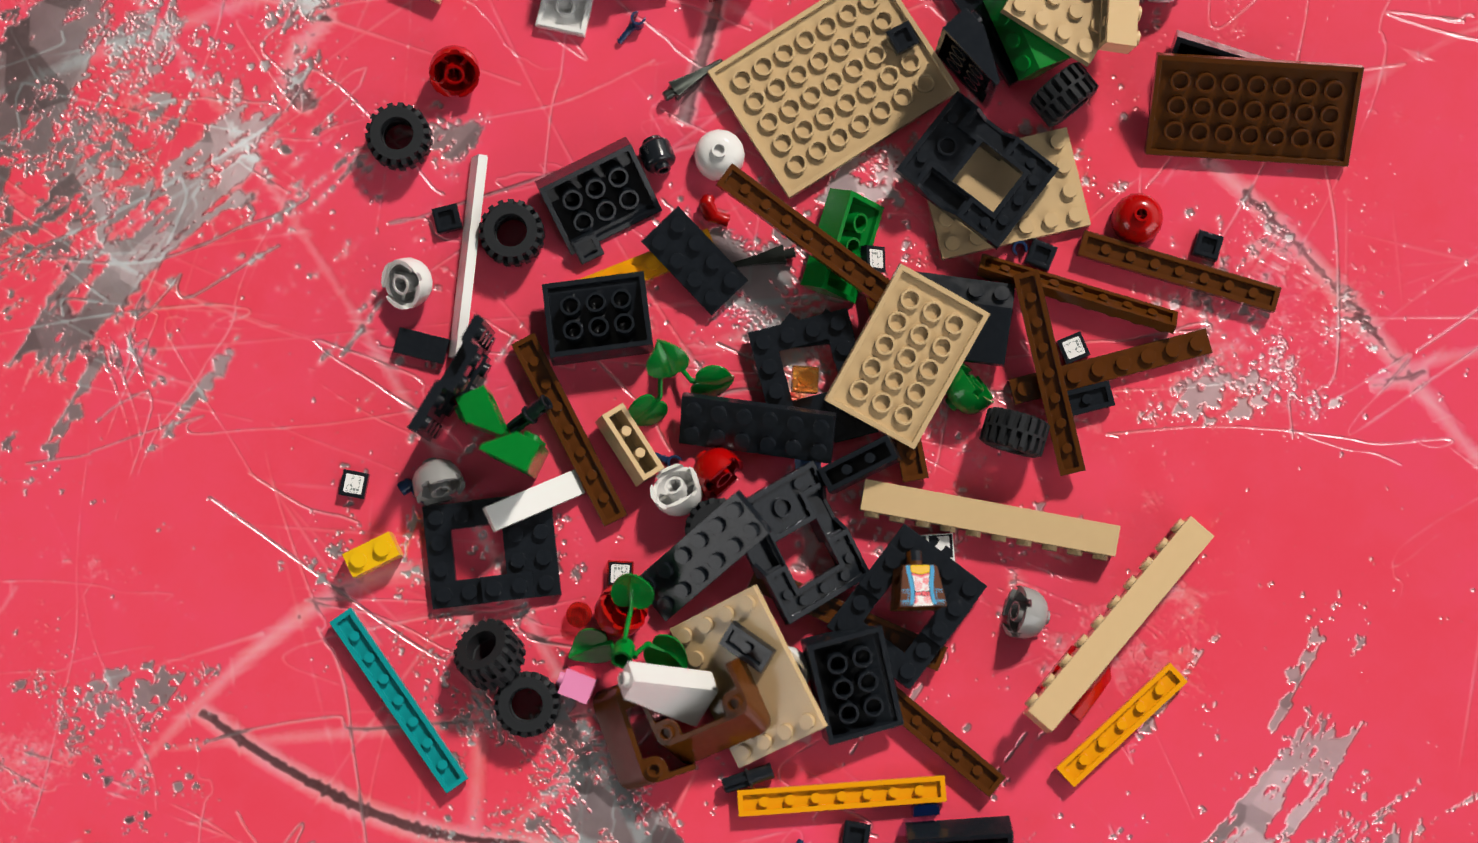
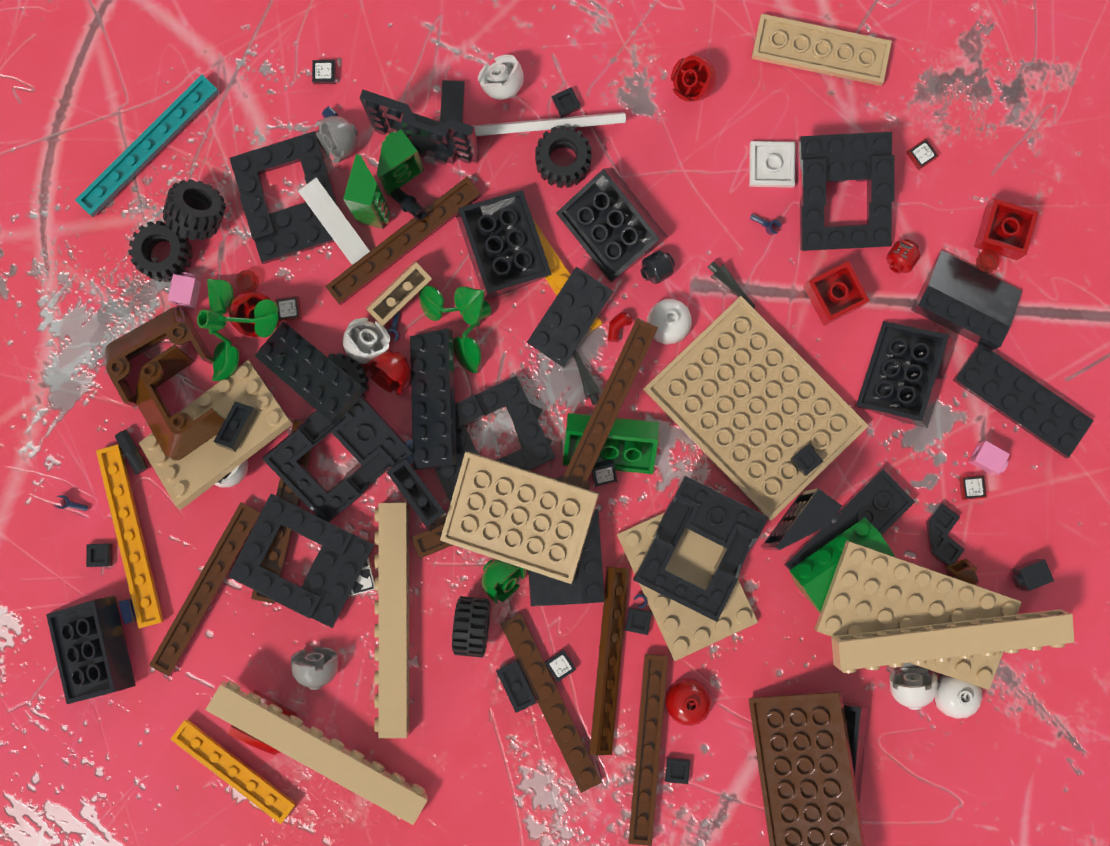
camera: 80 degrees right, 0 degrees up
(372, 555) = (265, 98): yellow brick -> none
(384, 122) = (627, 28): black tyre -> none
(587, 247) = (565, 224): black tile -> none
(669, 690) = (186, 365): white slope -> none
(804, 379) = (483, 432): clear orange plate -> none
(852, 682) = (224, 525): black slope -> none
(916, 586) = (315, 564): torso -> none
(1049, 372) = (531, 647): reddish brown plate -> none
(1064, 94) = (786, 614): black tyre -> none

